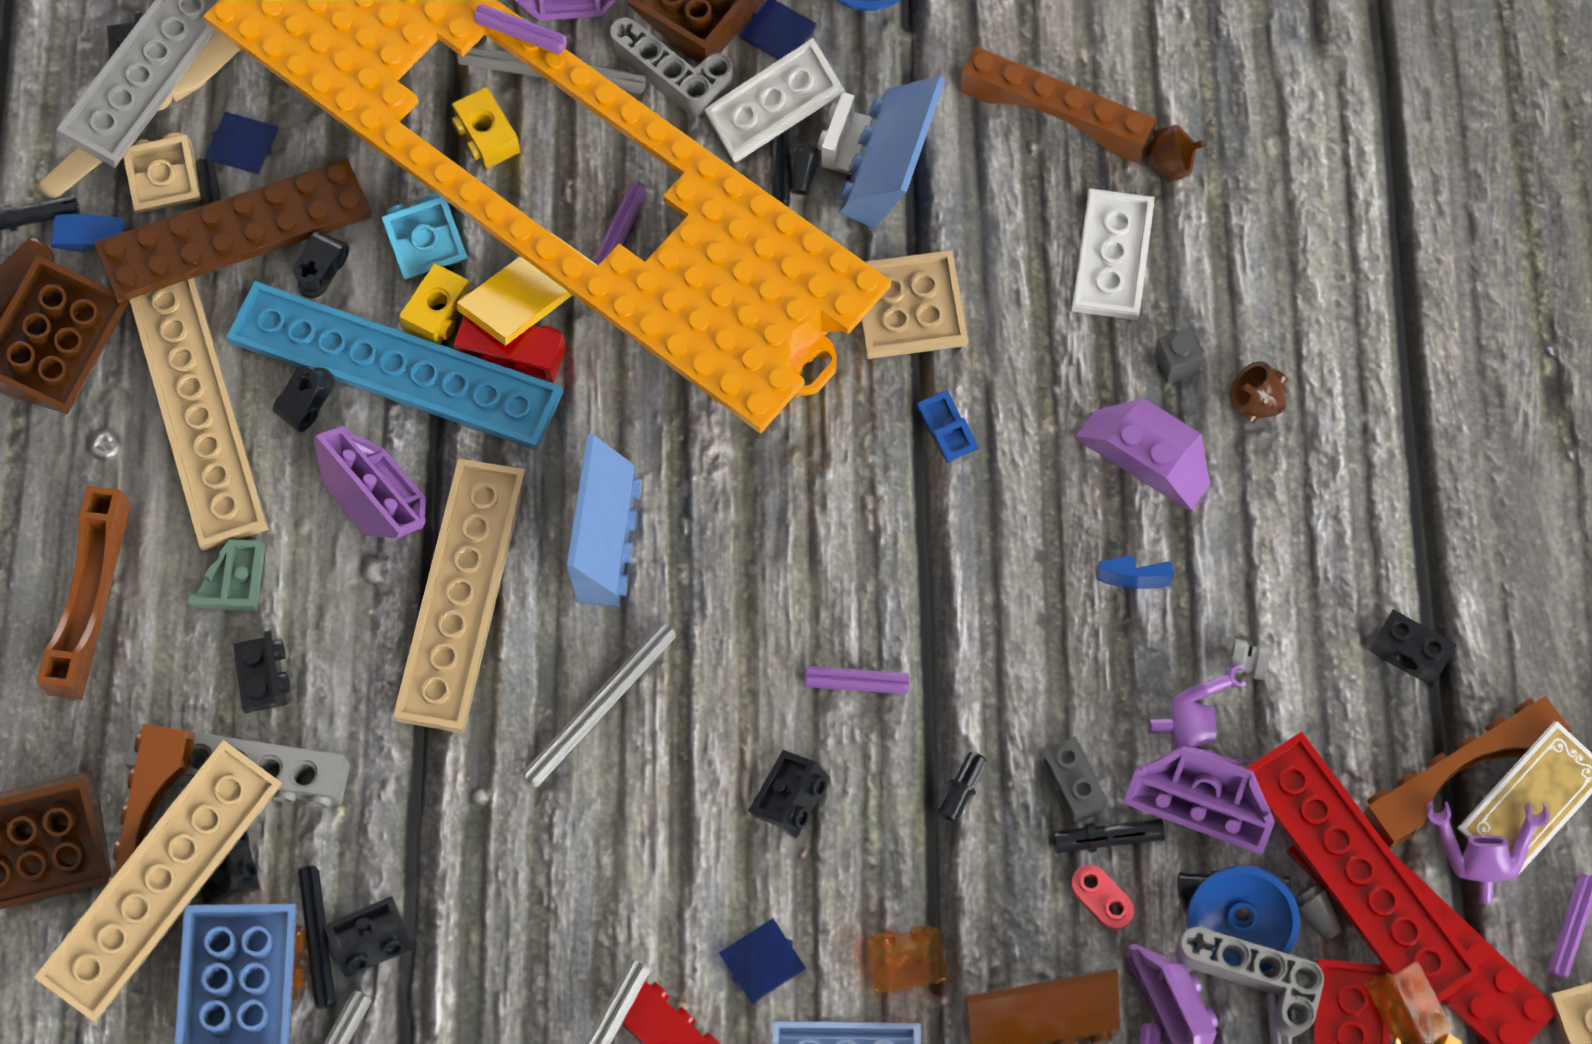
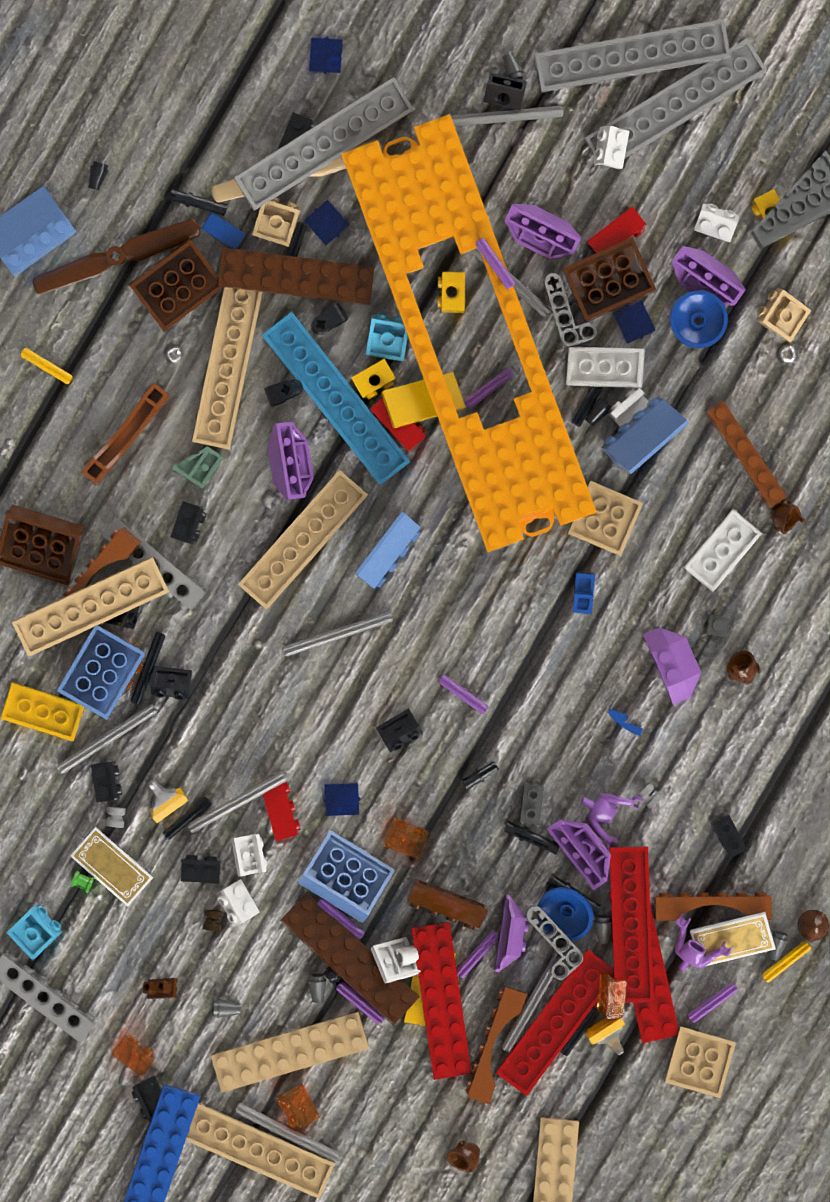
camera: 30 degrees right, 20 degrees up
(1100, 898) = (511, 863): coral plate -> none

